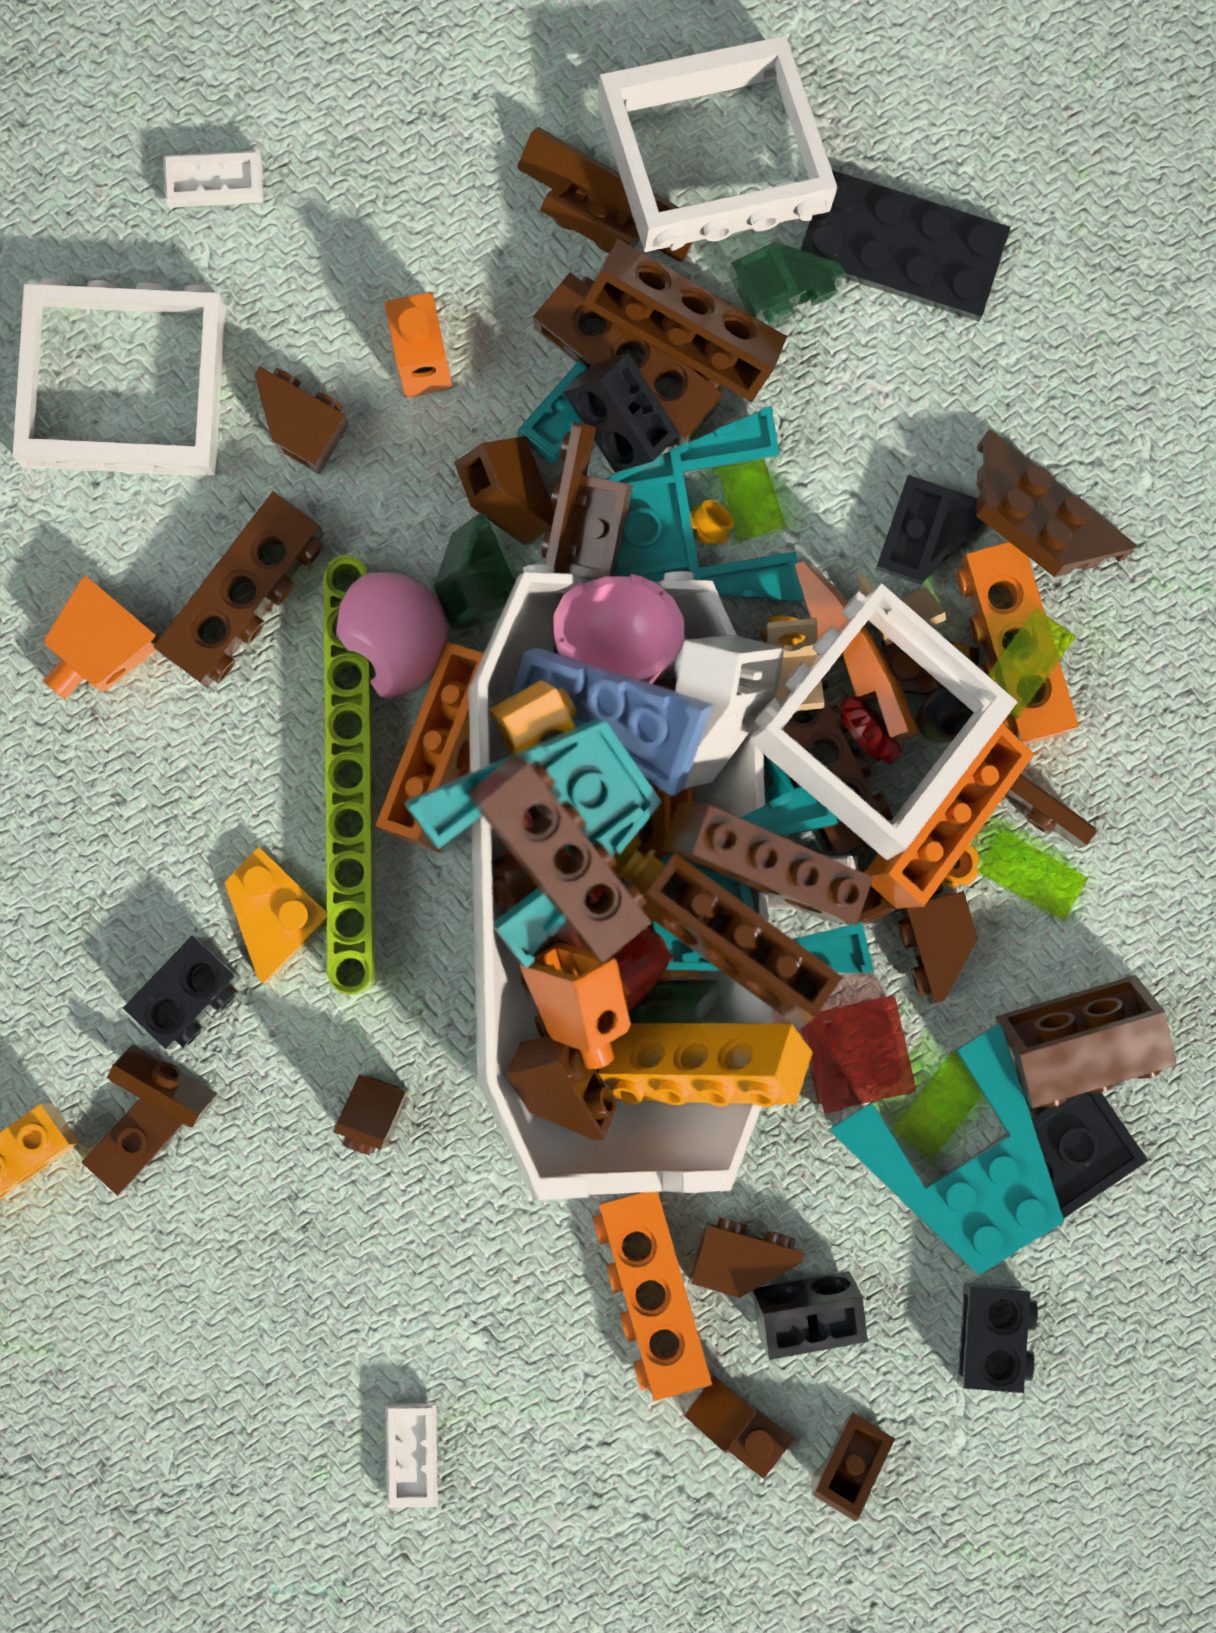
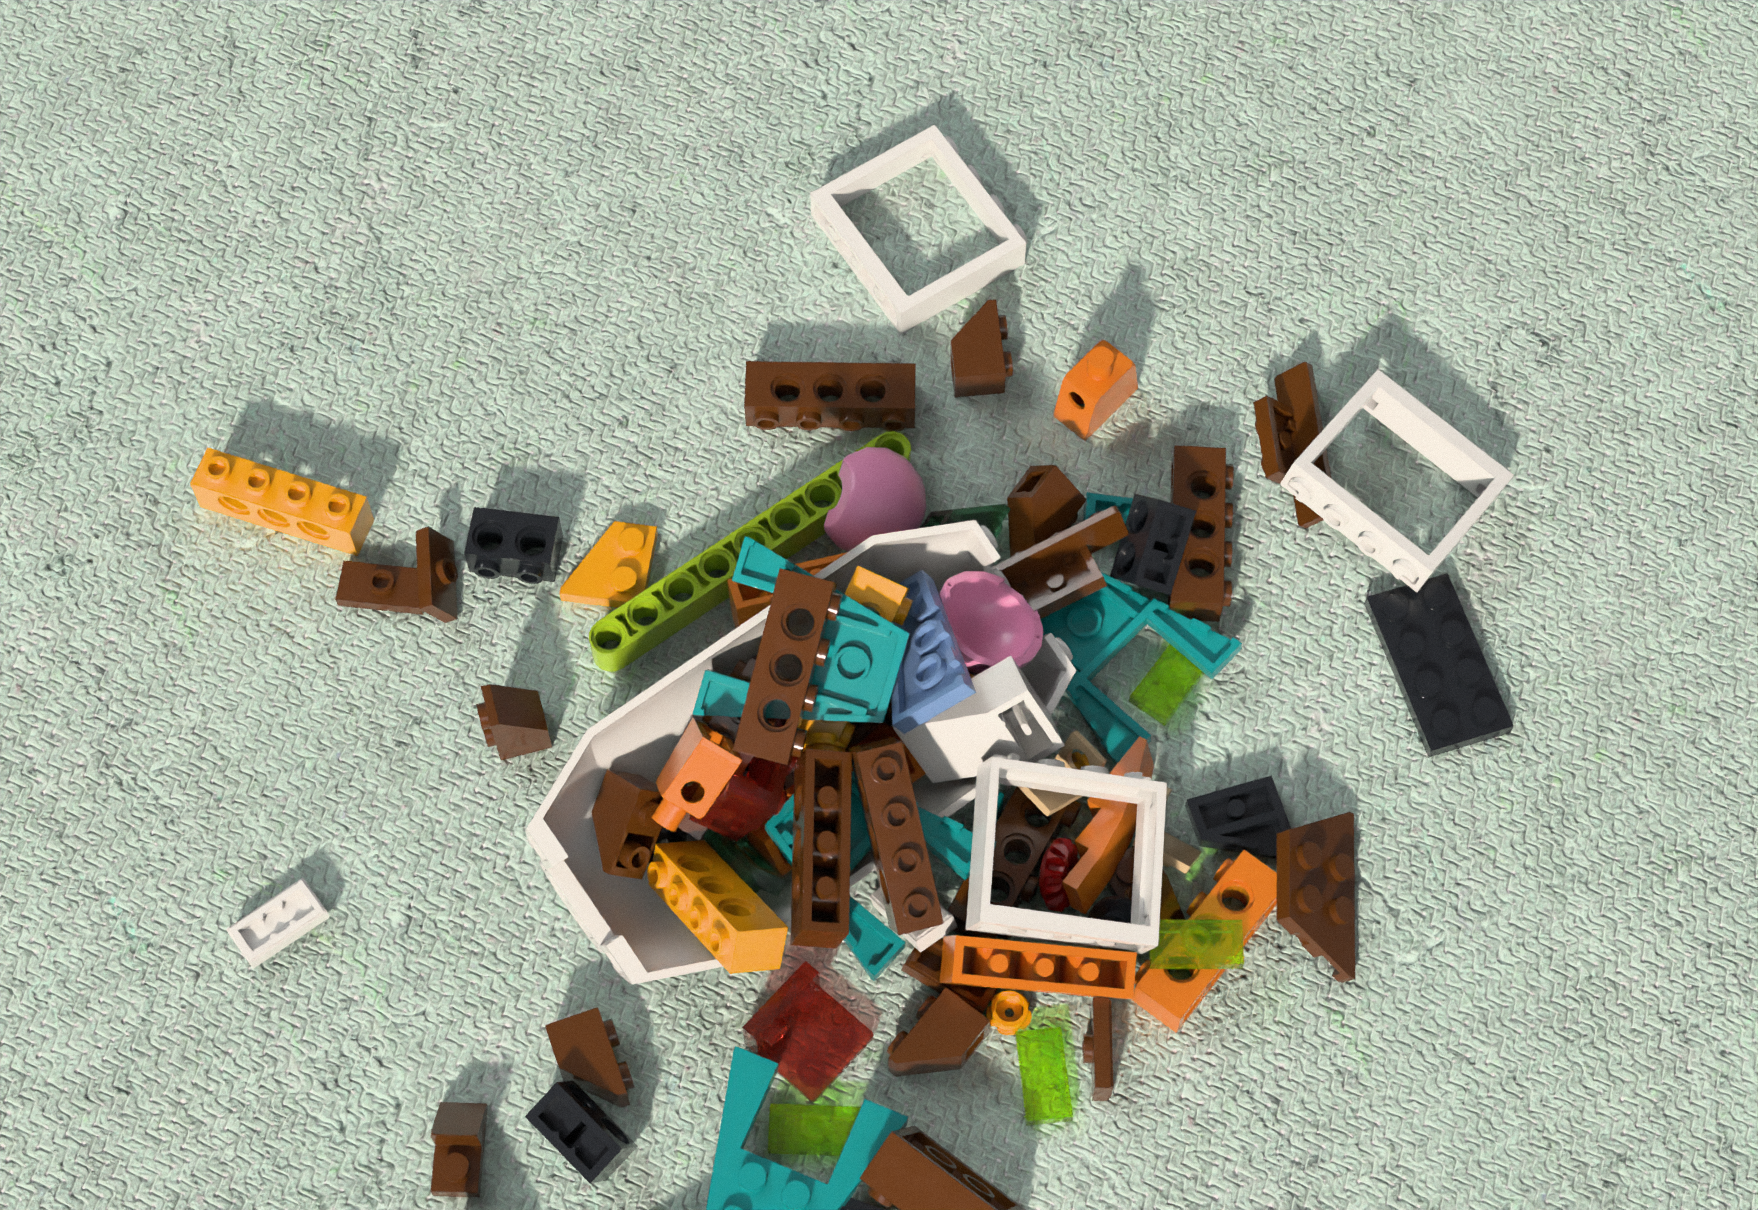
camera: 55 degrees right, 20 degrees down
(95, 641) = (723, 328): orange torso -> none
(213, 178) = (1104, 195): white plate -> none
(685, 320) = (1254, 543): reddish brown brick -> none
(686, 1366) = (484, 1072): orange brick -> none
(711, 522) = (1126, 667): light orange plate -> none
(782, 278) = (1341, 596): clear green slope -> none

